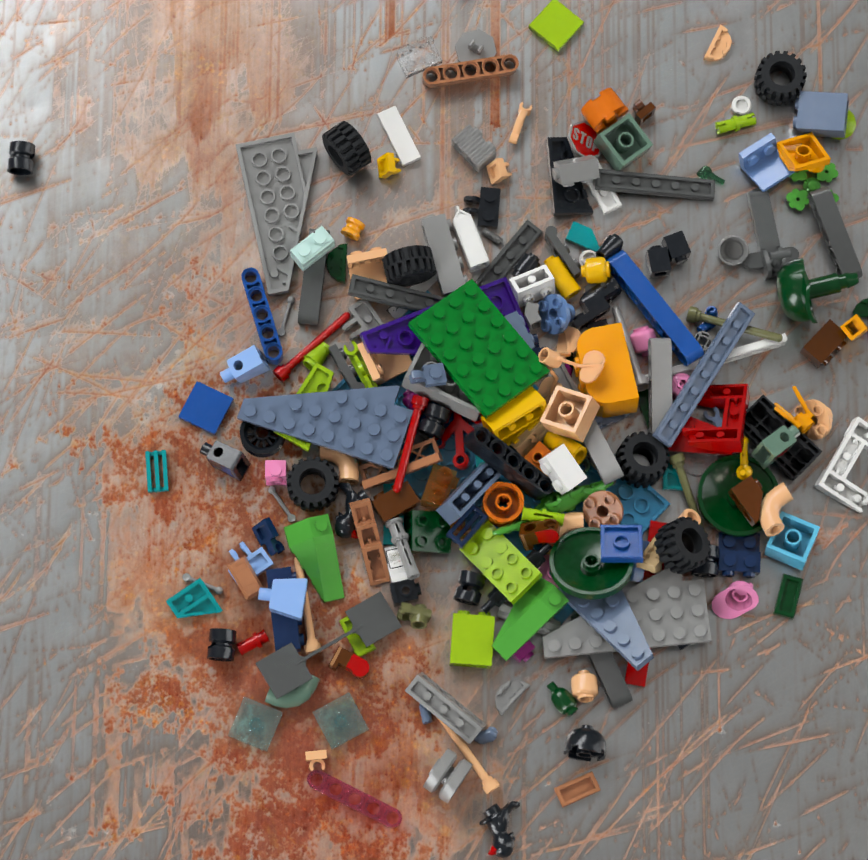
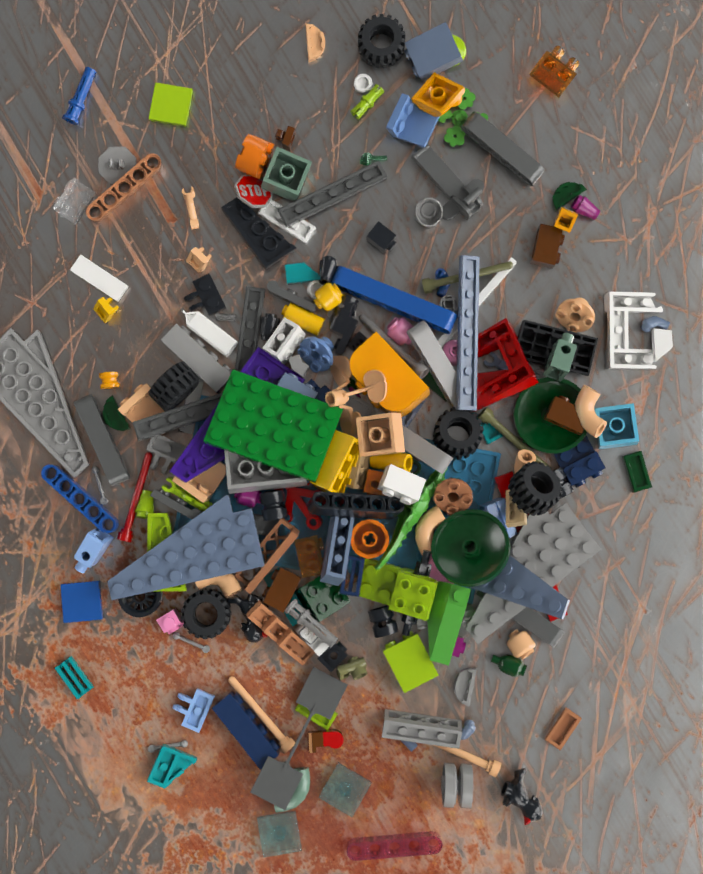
camera: 30 degrees left, 10 degrees up
(221, 646) = (213, 788): black wheel -> none
(226, 459) = (124, 636): torso -> none
(245, 577) = (199, 723): nougat tile -> none
(253, 642) = (239, 766): red pin -> none
(266, 534) = (194, 676): dark blue plate -> none
(286, 597) = (242, 723): light blue torso -> none
(312, 248) = (85, 420): light aqua brick -> none
(316, 551) = (242, 666): bright green wedge -> none
(316, 756) = (343, 830): light nougat tile -> none
(346, 148) = (62, 317): black tyre -> none
(418, 404) = (253, 501): red piece -> none
(431, 374) = (249, 474): sand blue plate -> none
(474, 148) = (166, 251): light grey brick -> none
(534, 515) = (421, 527): lime pin -> none
(539, 532) = (413, 547): reddish brown leg -> none
(576, 170) = (261, 222): light grey brick -> none
(585, 743) = (549, 691): black cylinder -> none
(621, 543) = (485, 517): blue tile -> none
(658, 261) = (373, 258): black brick -> none
(735, 600) = (599, 501): bright pink piece -> none
(744, 469) = (545, 392): yellow piece -> none
(797, 290) = (502, 216): dark green piece -> none
(801, 421) = (568, 323): light orange plant -> none

